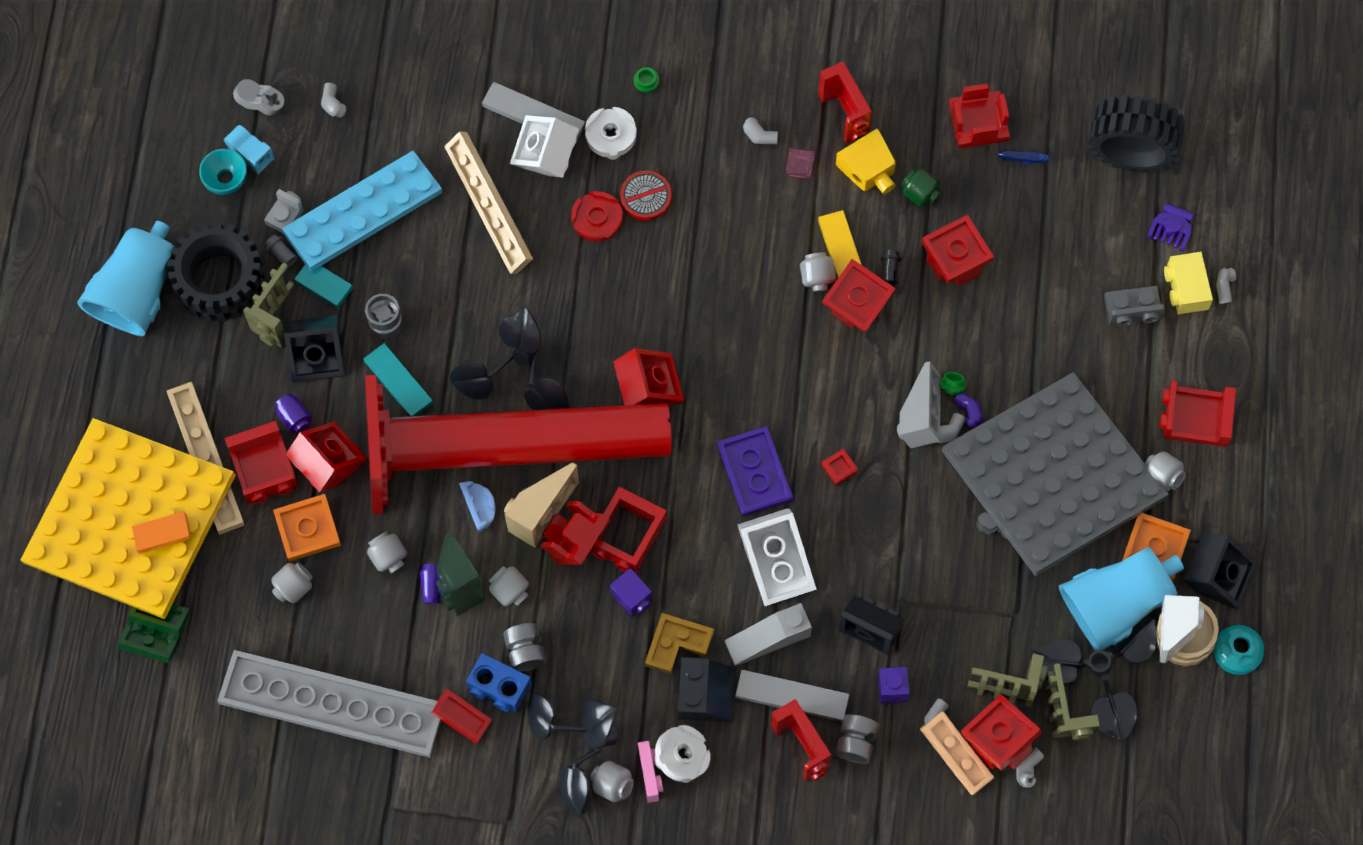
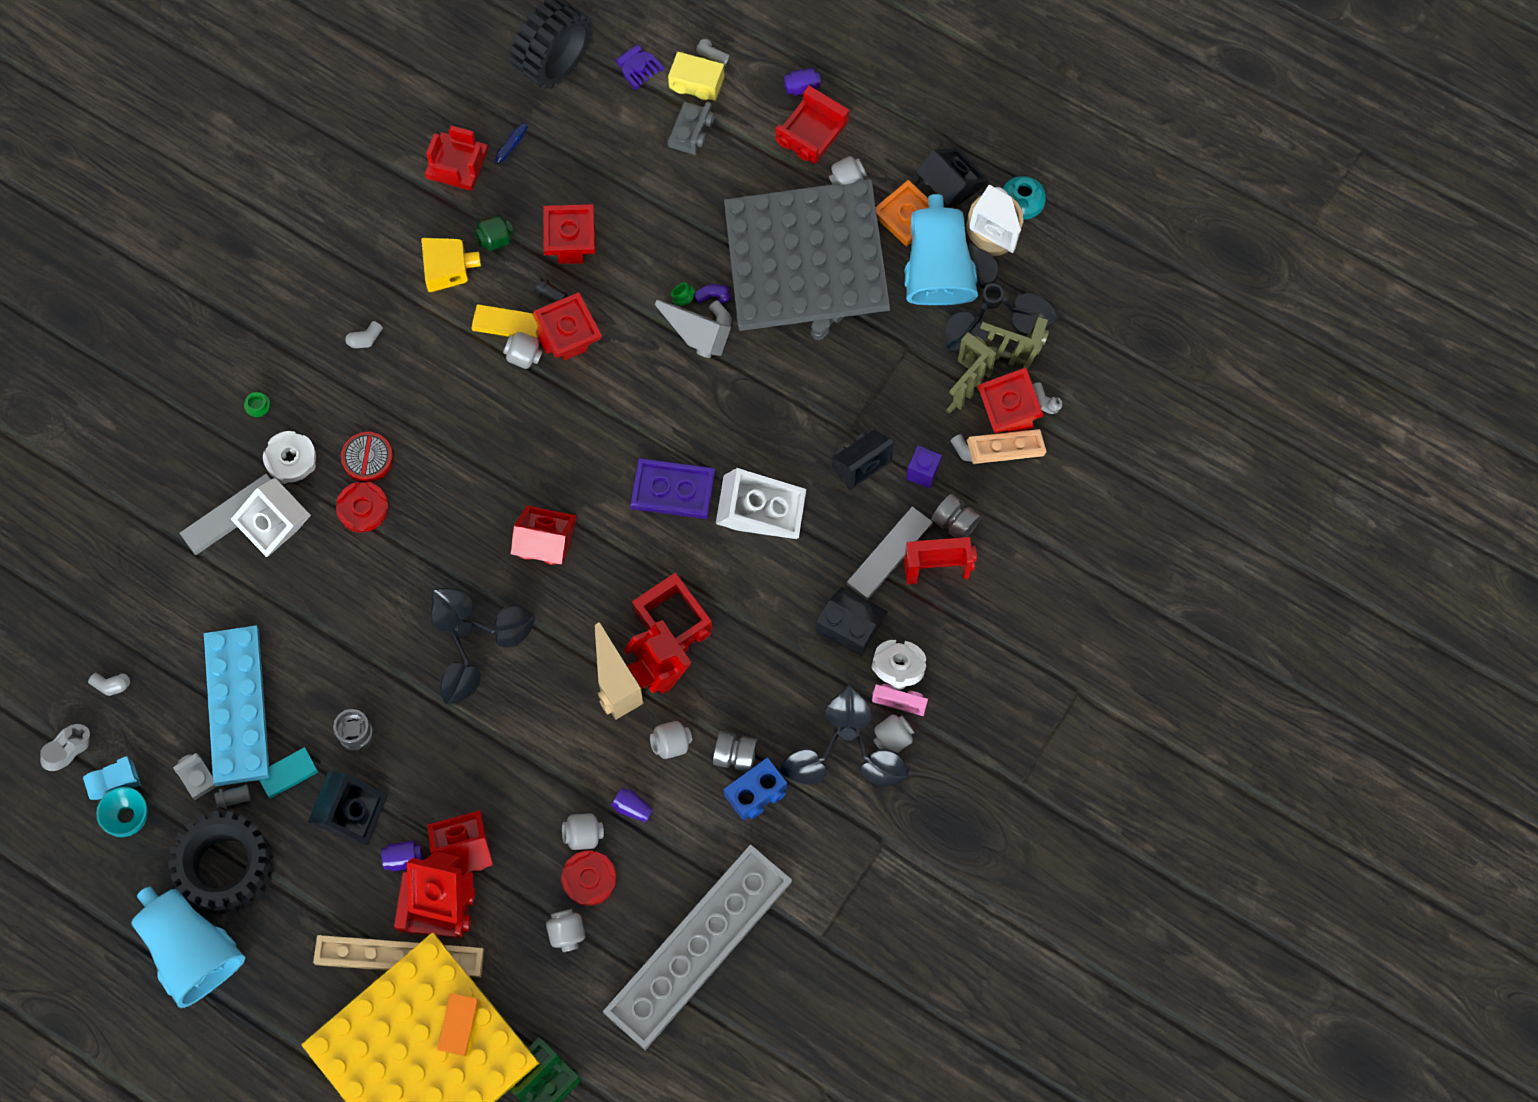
camera: 65 degrees left, 0 degrees up
(263, 321) = (302, 840): olive plate -> none
(270, 452) = (438, 887): none -> red panel
(307, 527) = (518, 893): orange plate -> none
(350, 580) = (588, 878): none -> red tile
(398, 381) = (421, 749): teal tile -> none
(458, 579) = (644, 773): clear green slope -> none
(461, 716) = (769, 835): red tile -> none
(480, 504) = (577, 731): light blue tile -> none
(488, 202) = (295, 590): tan plate -> none
(507, 438) = (492, 771): red piece -> none
(631, 593) = (732, 639): dark purple brick -> none
(673, 635) = (788, 625): pearl gold plate -> none
(769, 635) = (828, 545): light grey slope -> none
(800, 163) = (412, 318): clear pink tile -> none
(838, 83) = (382, 246): red panel -> none
(839, 467) = (706, 419): red tile -> none
(1240, 377) = (799, 80): none -> dark purple brick

